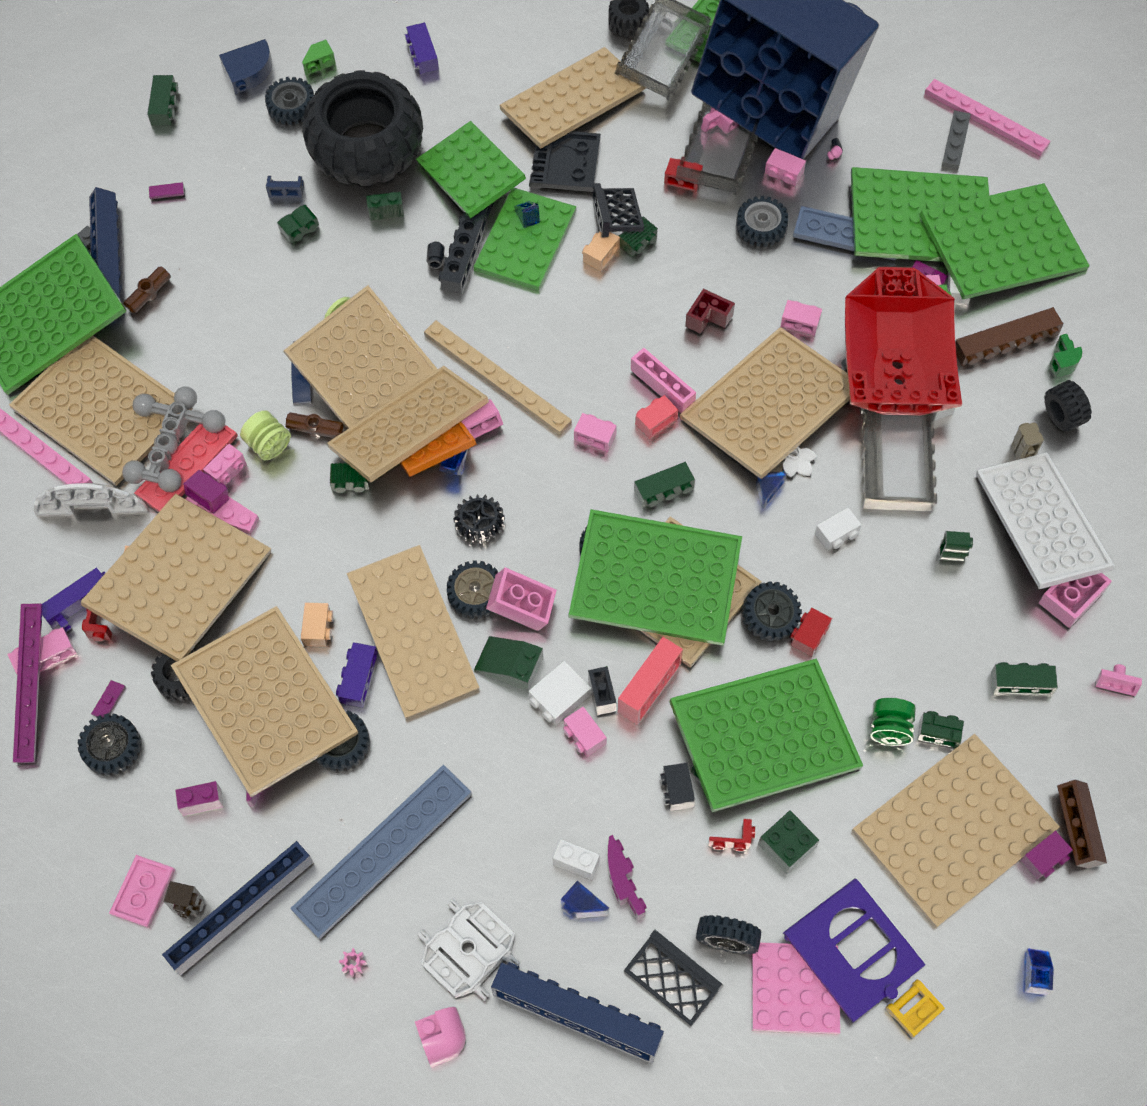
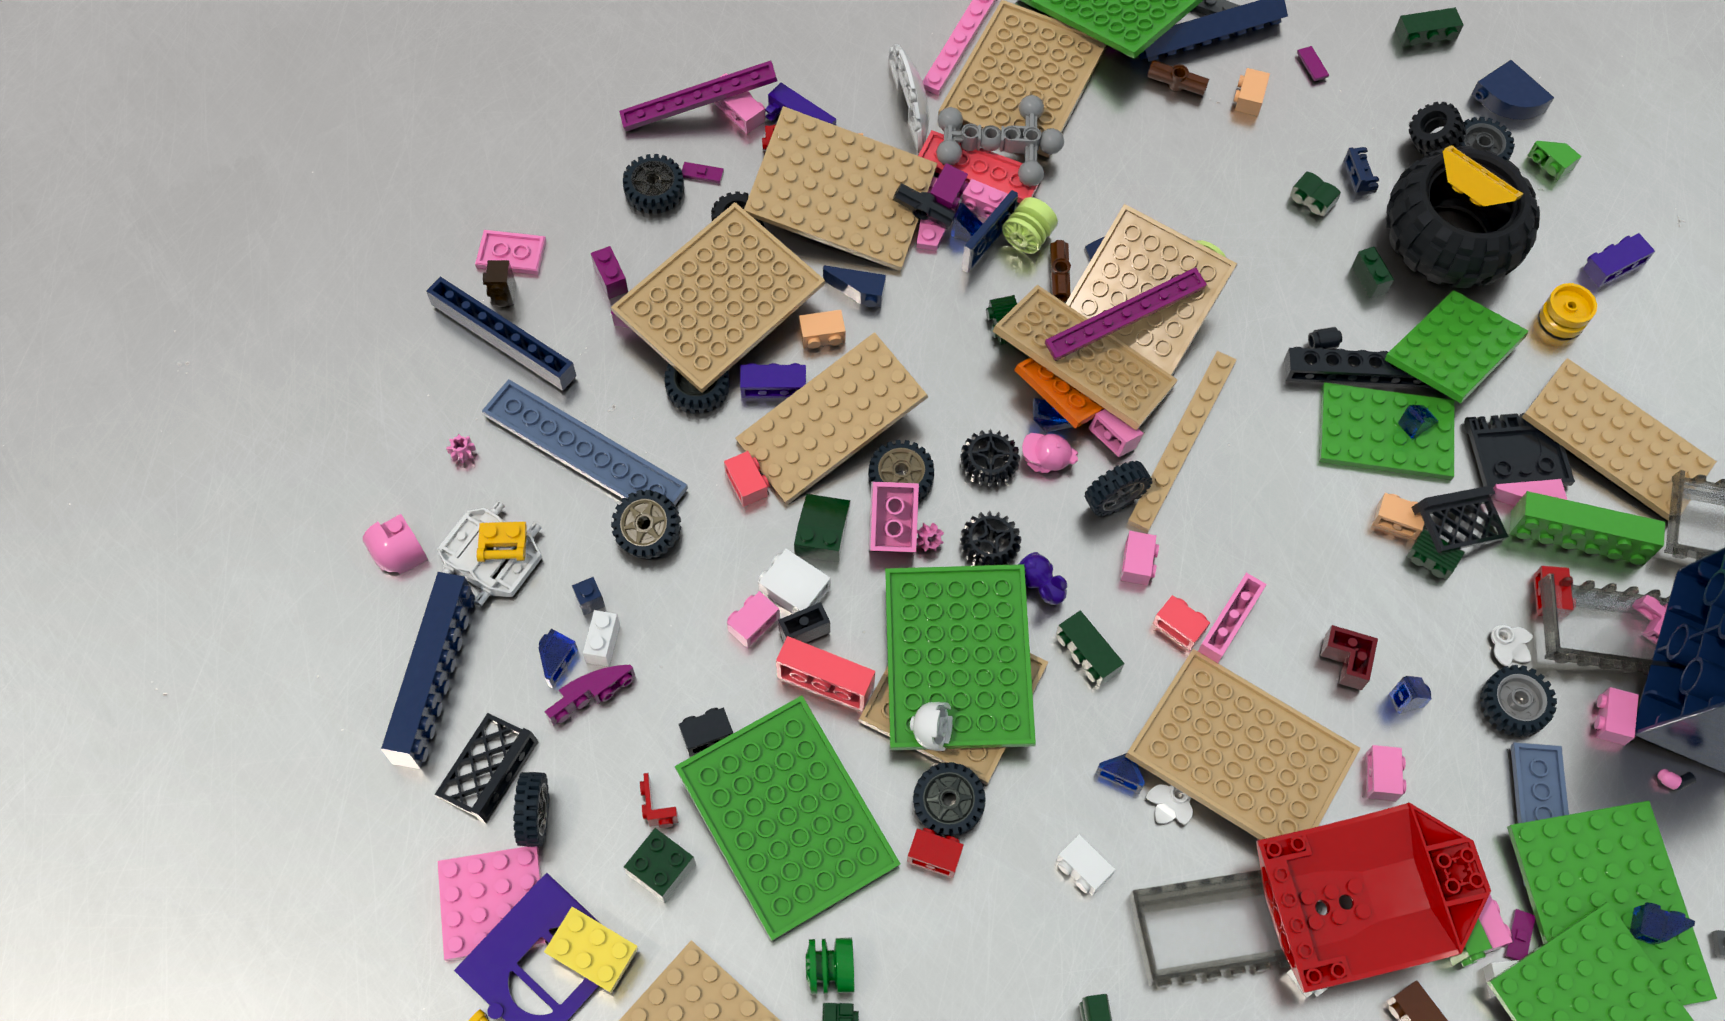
camera: 75 degrees right, 0 degrees up
(181, 240) = (1252, 91): none -> light nougat brick
(220, 512) = (924, 205): none -> black piece
(246, 486) = (964, 223): none -> clear blue slope
(257, 118) = (1433, 117): none -> black tyre
(261, 467) = (988, 232): none -> dark blue tile
(280, 586) = (860, 286): none -> dark blue slope
(356, 98) = (1476, 180): none -> yellow wedge
(387, 378) = (1125, 314): none -> magenta plate
(449, 714) = (746, 478): none -> coral brick
(458, 91) = (1568, 310): none -> yellow wheel
(460, 929) = (502, 535): none -> yellow plate
(486, 473) = (1048, 452): none -> bright pink hair
(492, 800) = (662, 528): none -> wheel
(533, 865) = (588, 595): none -> dark blue brick
(538, 427) = (1118, 488): none -> black wheel
(541, 538) = (1004, 532): none -> black gear
(543, 576) = (929, 537): none -> bright pink gear
(606, 160) = (1512, 492): none -> bright pink slope
(609, 499) = (1040, 575): none -> dark purple animal
(642, 137) = (1586, 528): none -> bright green brick
(719, 213) = (1513, 646): none -> white plate
(719, 603) = (932, 725): none -> white cylinder
(746, 284) = (1410, 694): none -> clear blue slope
(855, 903) = (591, 949): none -> light yellow brick
(941, 189) = (1657, 925): none -> clear blue slope

